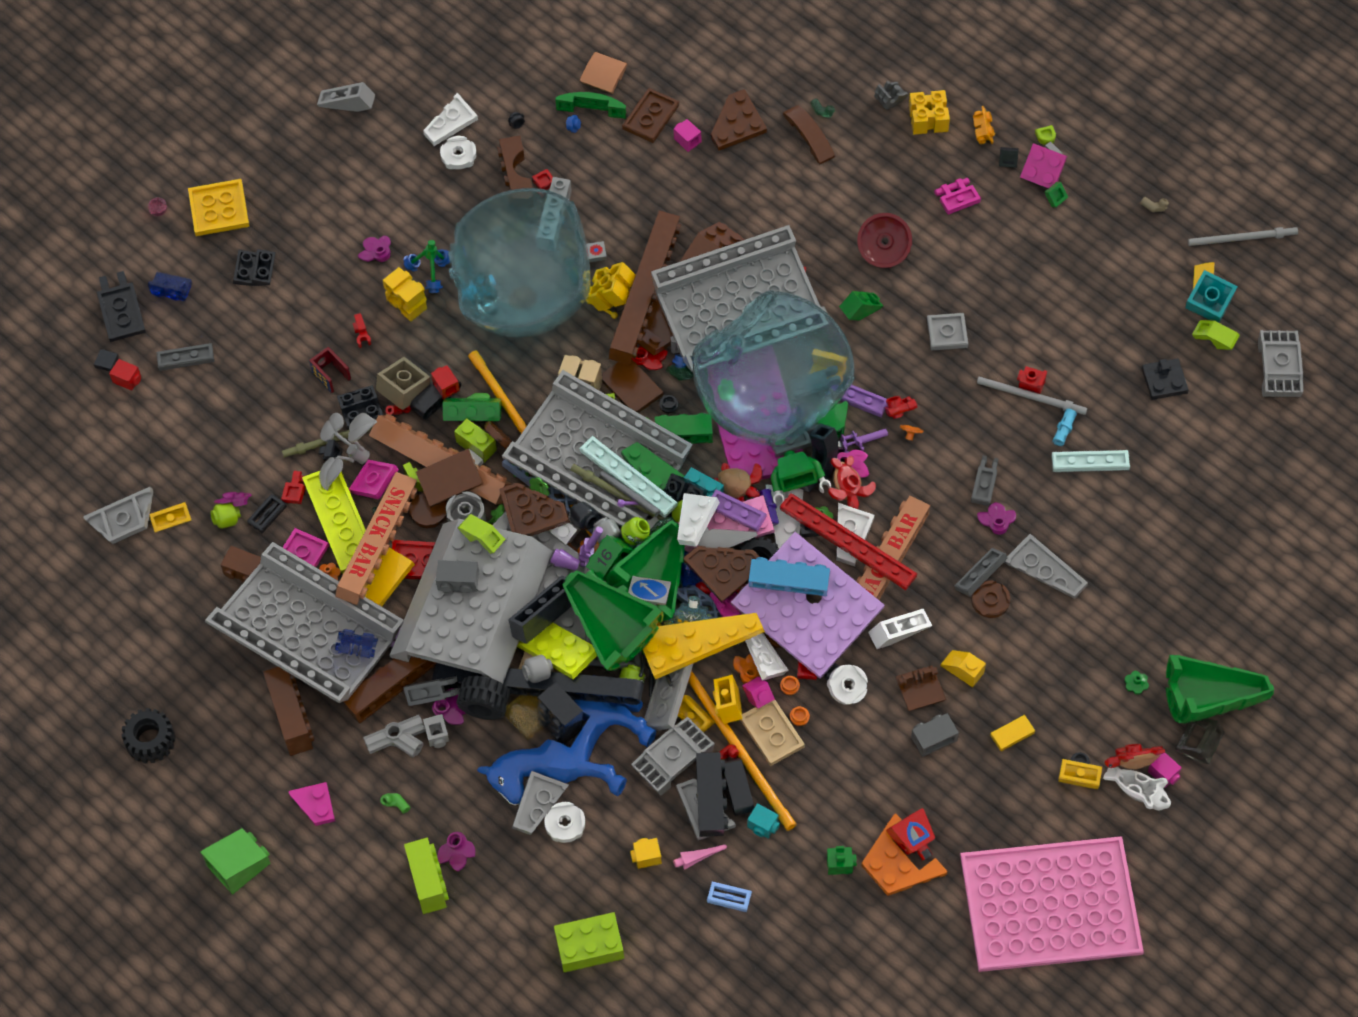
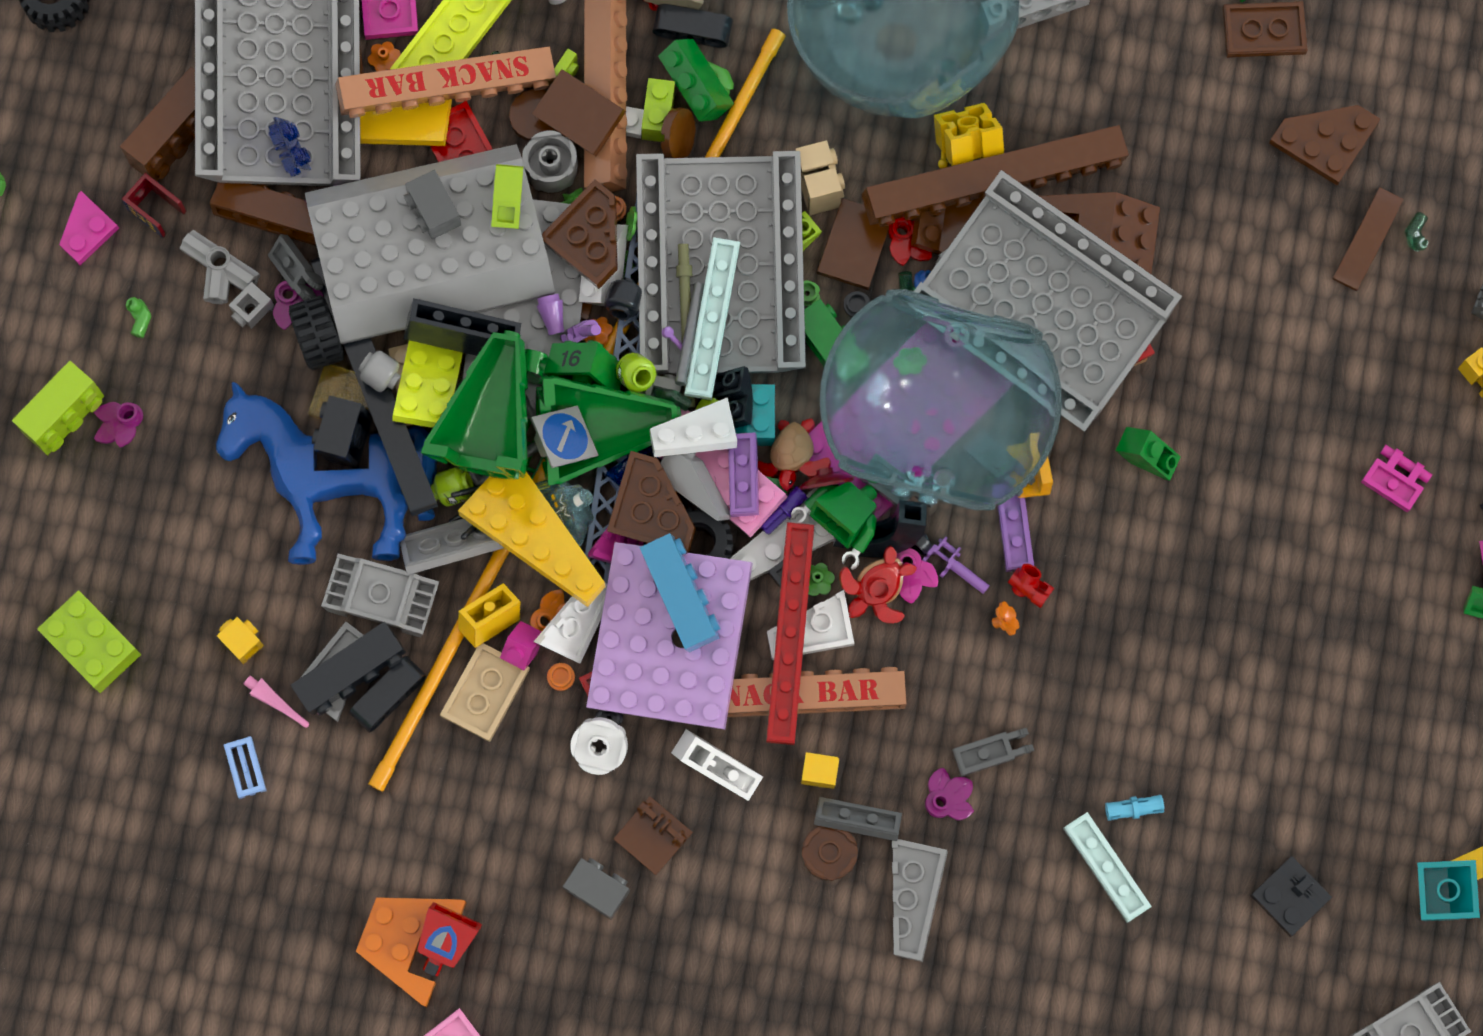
camera: 55 degrees right, 15 degrees up
(328, 741) = (147, 184): none -> dark red piece
(373, 479) = (531, 27): dark pink plate -> none
(445, 381) = (706, 24): red brick -> none
(536, 801) = (234, 474): light grey wing -> none
(565, 833) = (226, 507): white plate -> none
(596, 251) = (1018, 86): light grey tile -> none
(609, 528) = (620, 338): light grey head -> none
(649, 464) = (745, 336): green wing -> none
(687, 135) = (1261, 91): dark pink brick -> none
(695, 712) = (454, 587): yellow slope -> none
(729, 751) = (421, 652): red arm -> none
(763, 821) = (359, 751): teal brick -> none
(767, 470) = (826, 477): none -> dark red dish
(799, 716) = (526, 712): orange plate -> none
(836, 418) = (955, 521): green slope -> none
(840, 860) = (362, 871): green brick -> none
(884, 226) = (1244, 421): dark red dish -> none
(939, 575) = (820, 770): none -> yellow panel
(947, 331) = (1183, 581): light grey tile -> none
(964, 666) = (712, 871): yellow slope -> none
(1012, 733) = (659, 981): yellow tile -> none
(1031, 395) = (1168, 793): light grey bar -> none
(1032, 379) = (1171, 736): red brick -> none
(1220, 335) = (1399, 927): lime slope -> none

